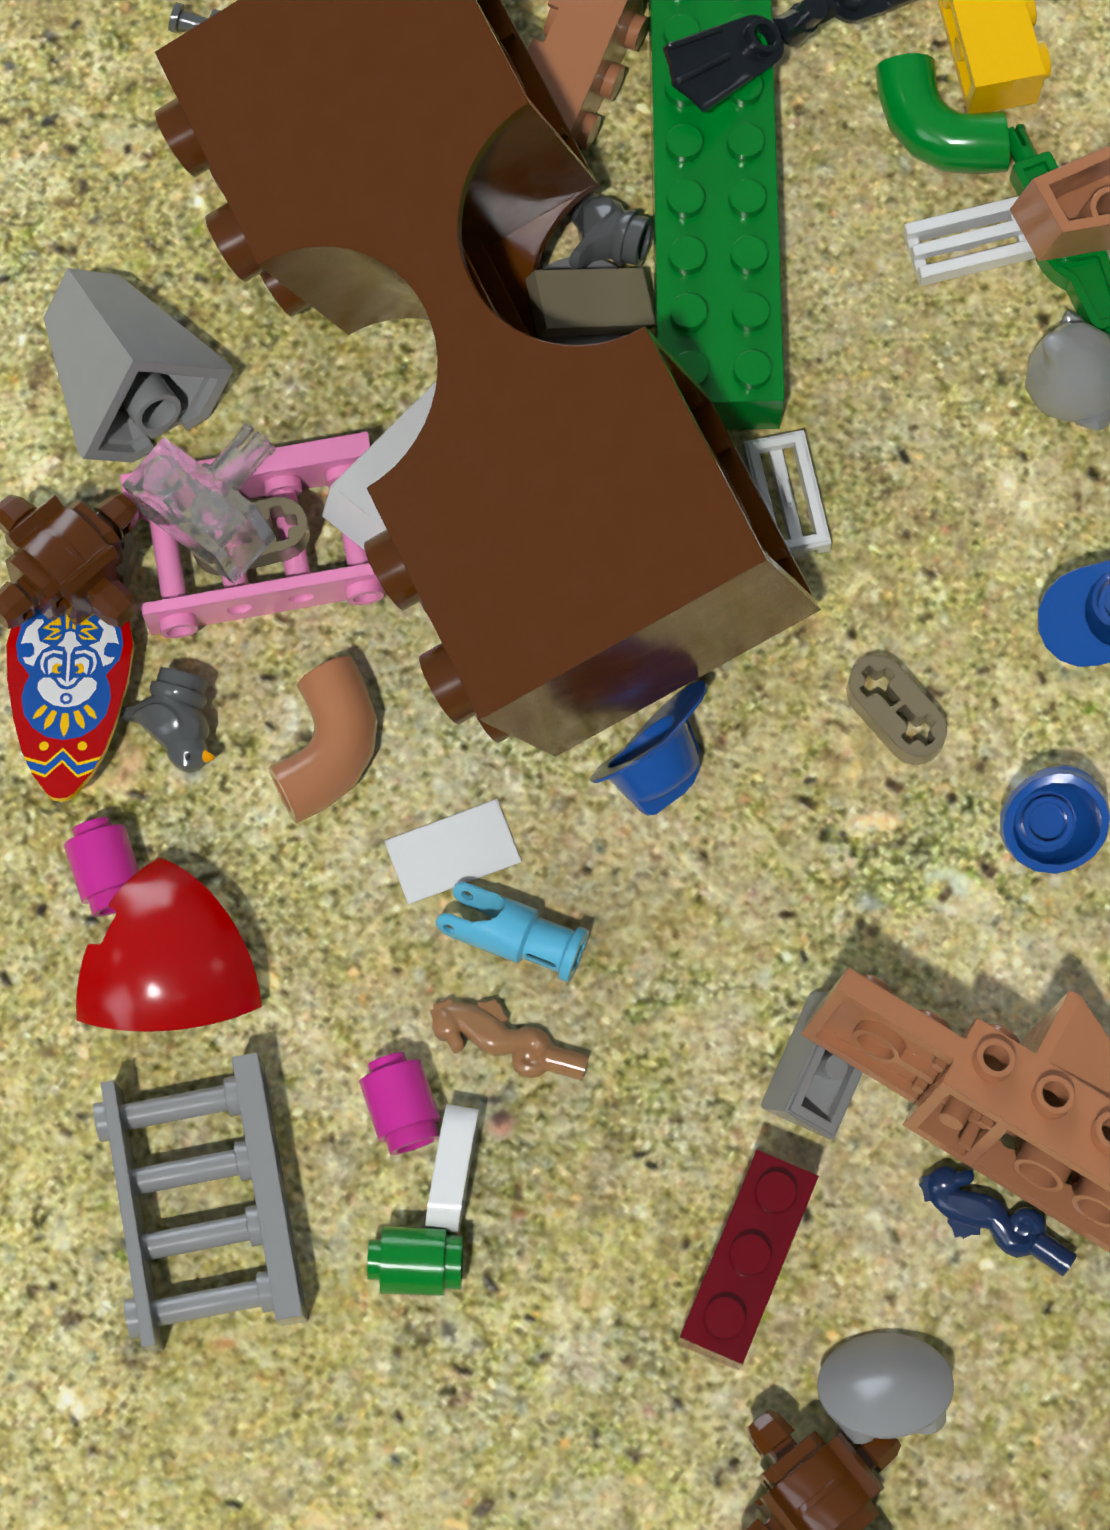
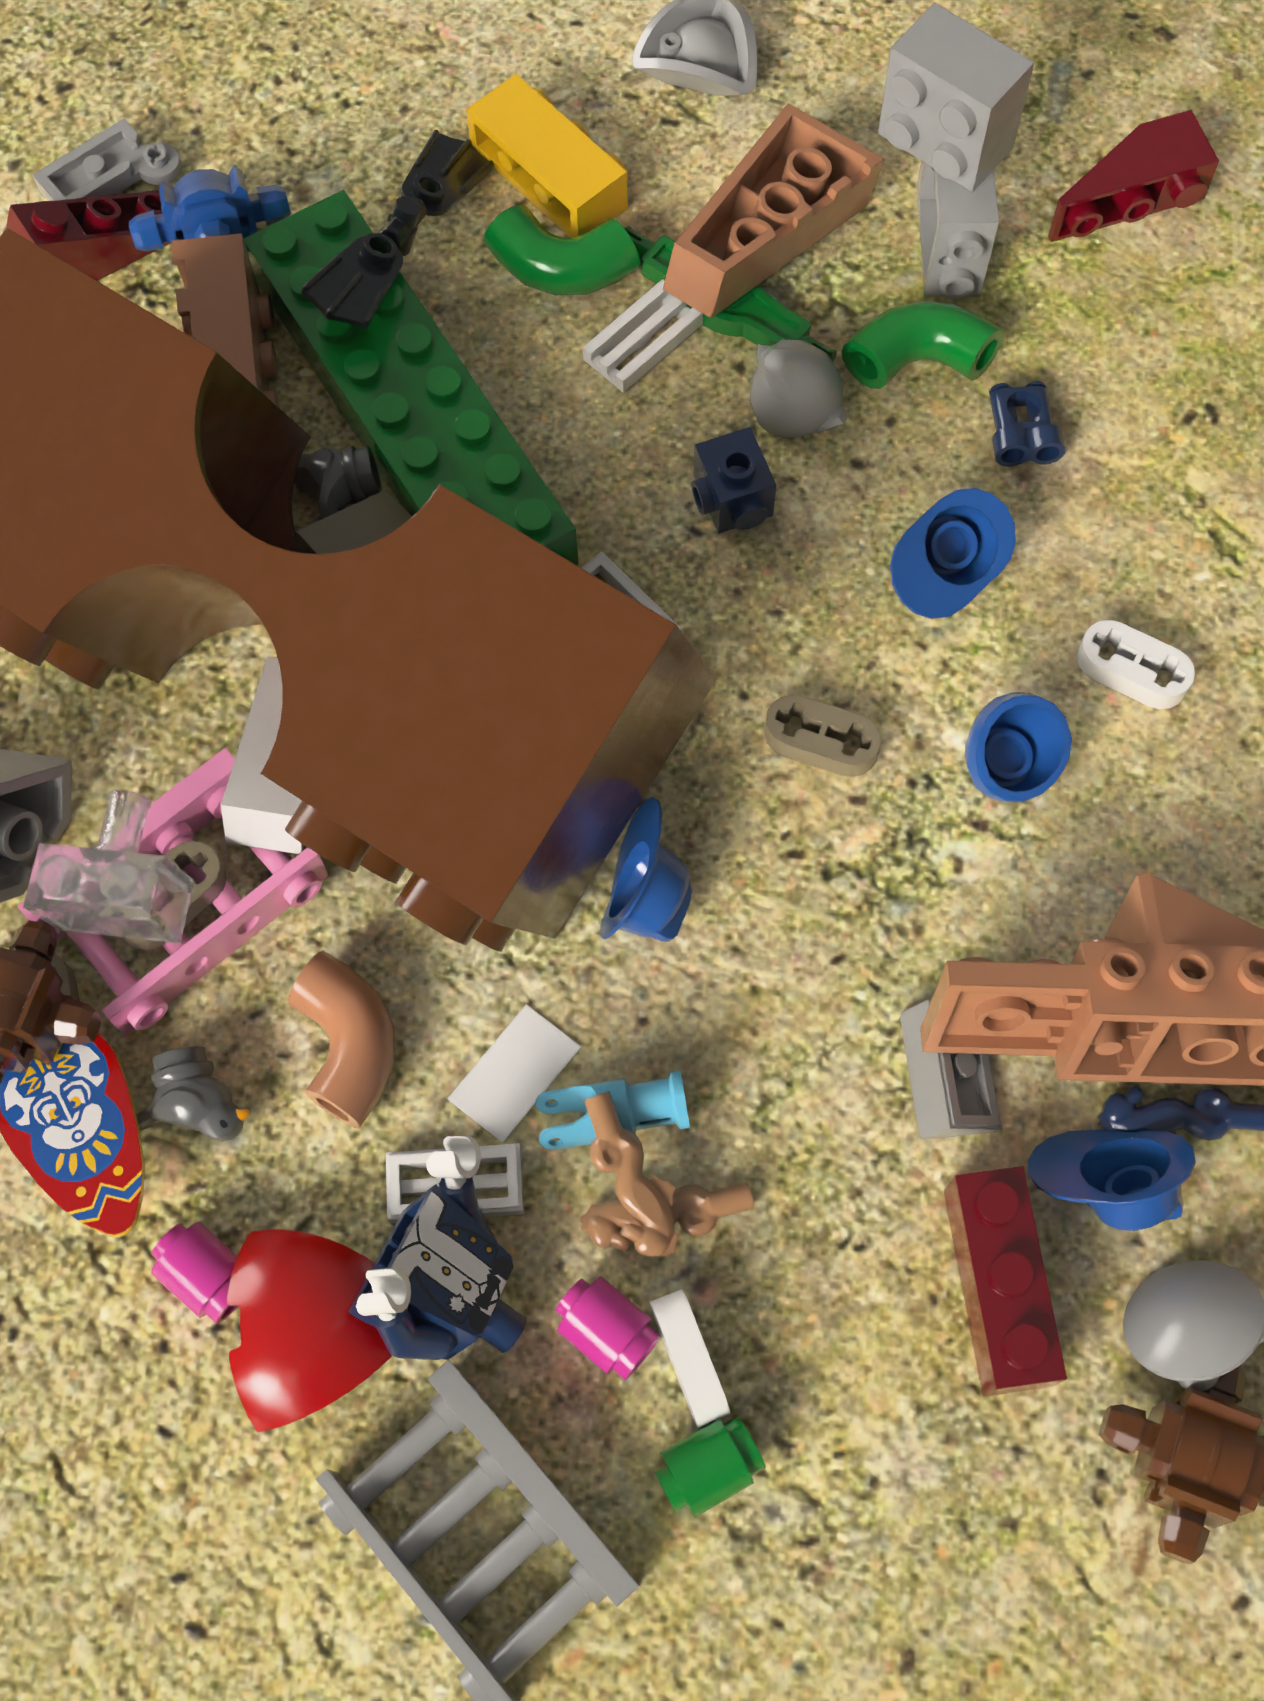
camera: 30 degrees left, 5 degrees down
(293, 977) = (441, 1269): none -> torso
(396, 939) = (489, 1154): none -> white tile
(494, 1021) = (644, 1198): none -> medium nougat animal
(902, 1232) = (1122, 1176): none -> blue piece
(961, 431) = (733, 481): none -> dark blue brick

